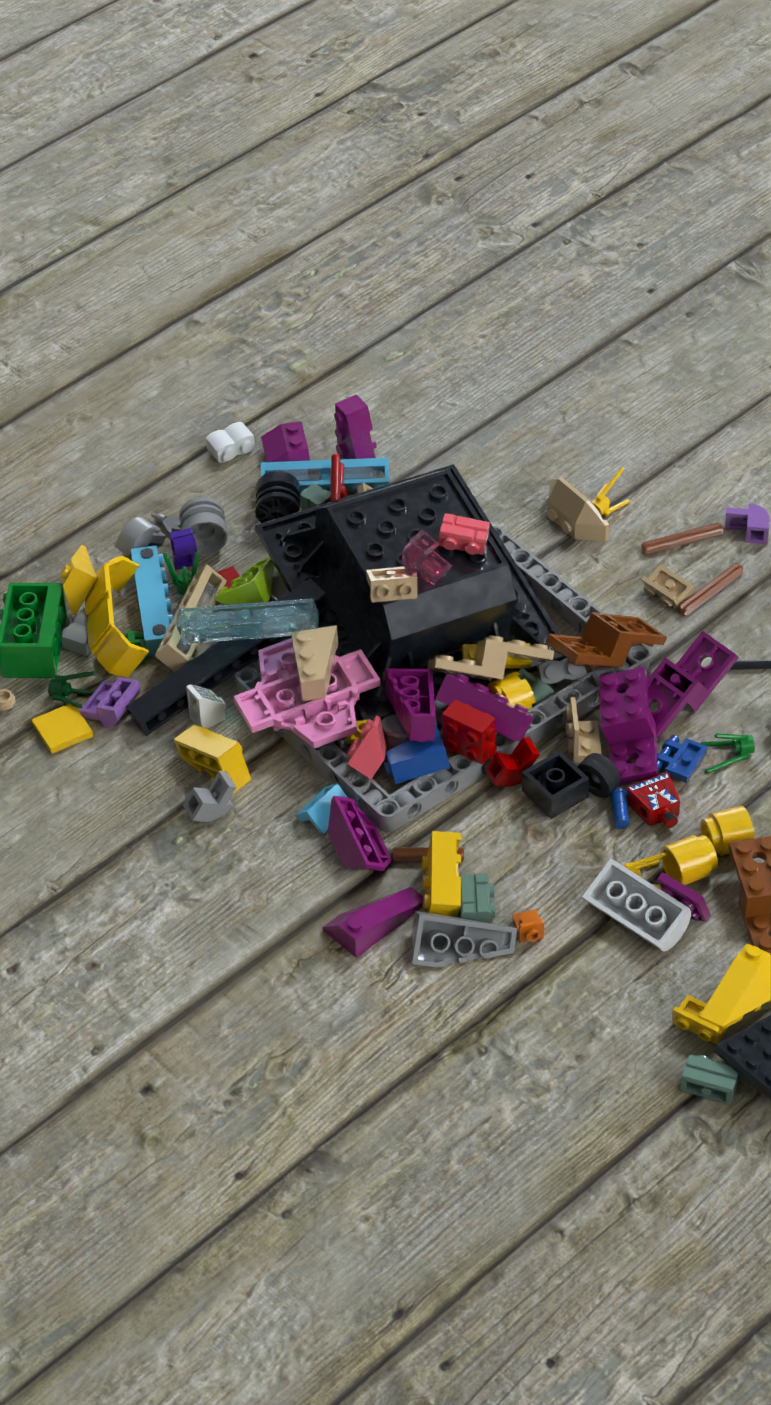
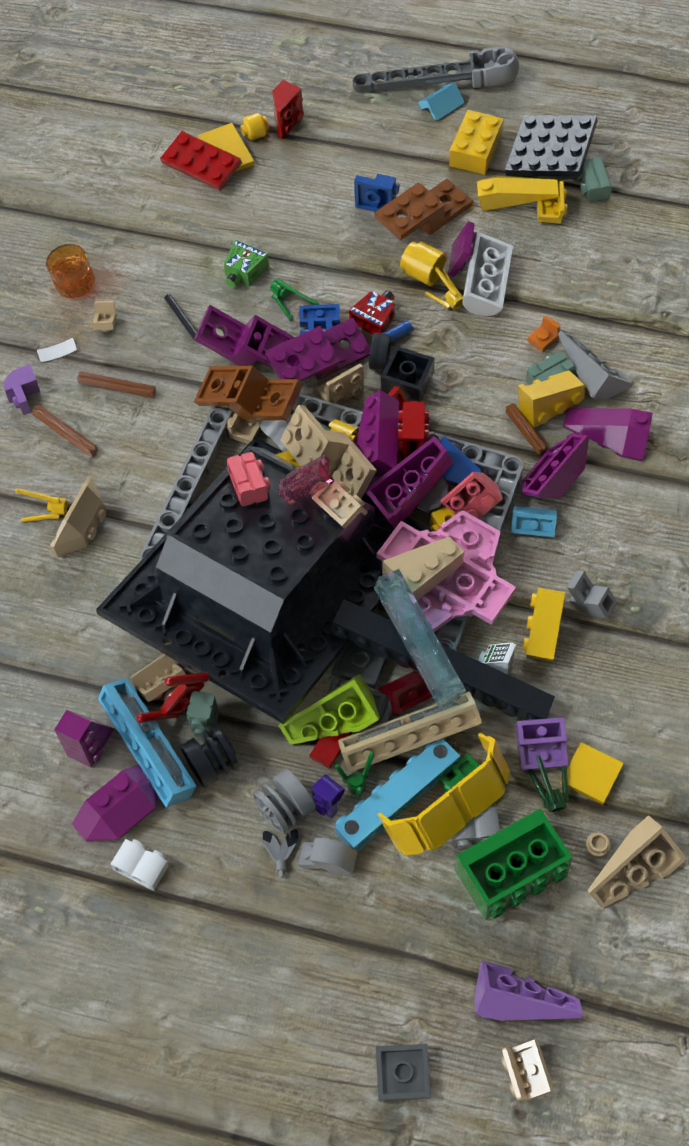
camera: 120 degrees left, 15 degrees up
(78, 578) = (425, 861): yellow wedge -> none
(668, 586) = (134, 409): tan bracket -> none
(726, 827) = (379, 253): yellow piece -> none

